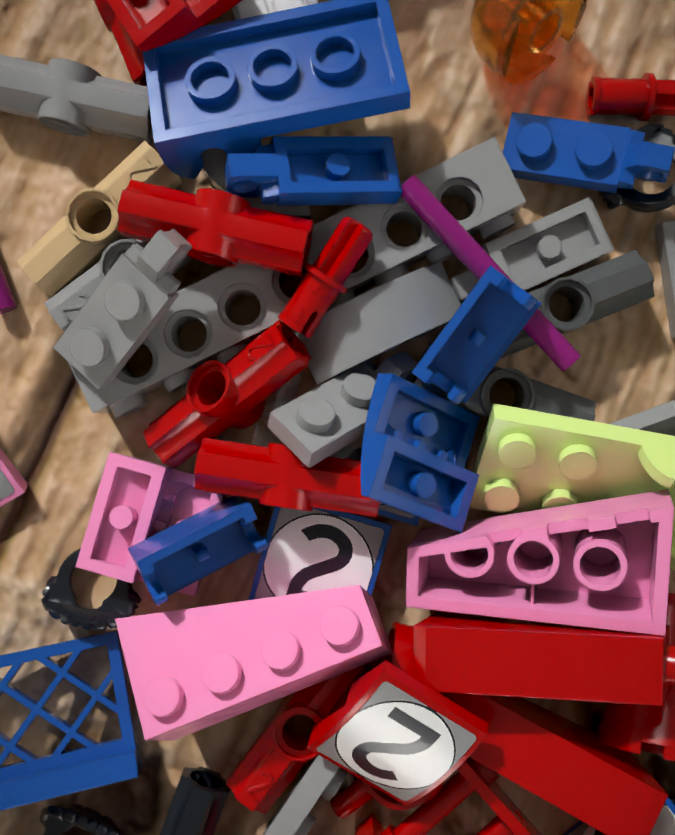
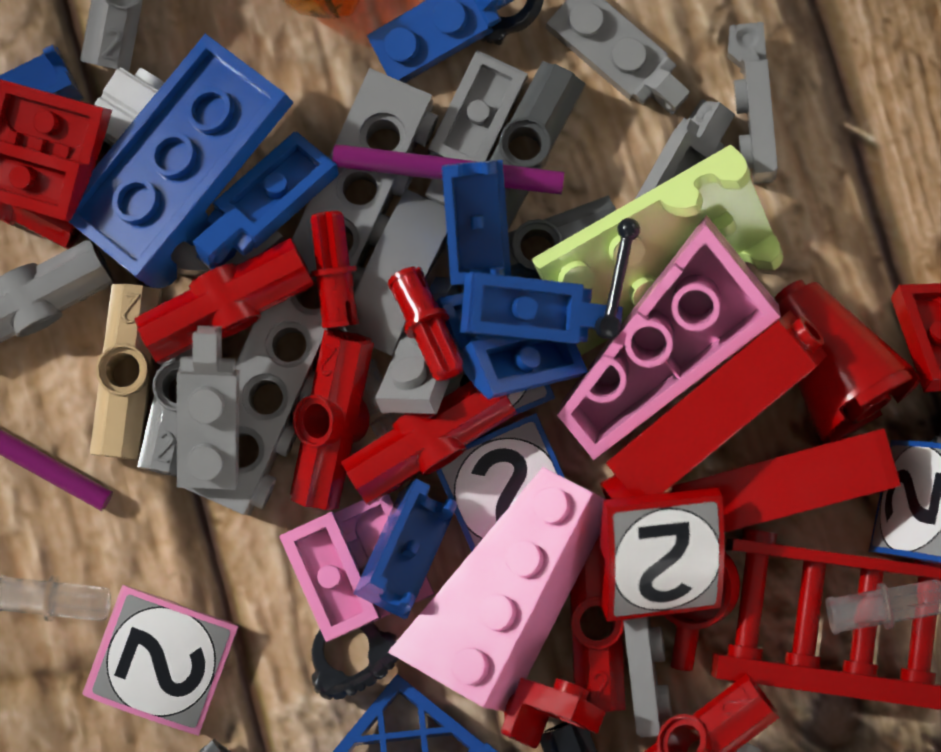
camera: 40 degrees left, 5 degrees down
(214, 775) = (534, 704): none -> red bracket
(364, 386) = (426, 322): none -> red axle
(460, 448) = (528, 308): none -> blue hinge
(512, 514) = (608, 325): none -> black hinge

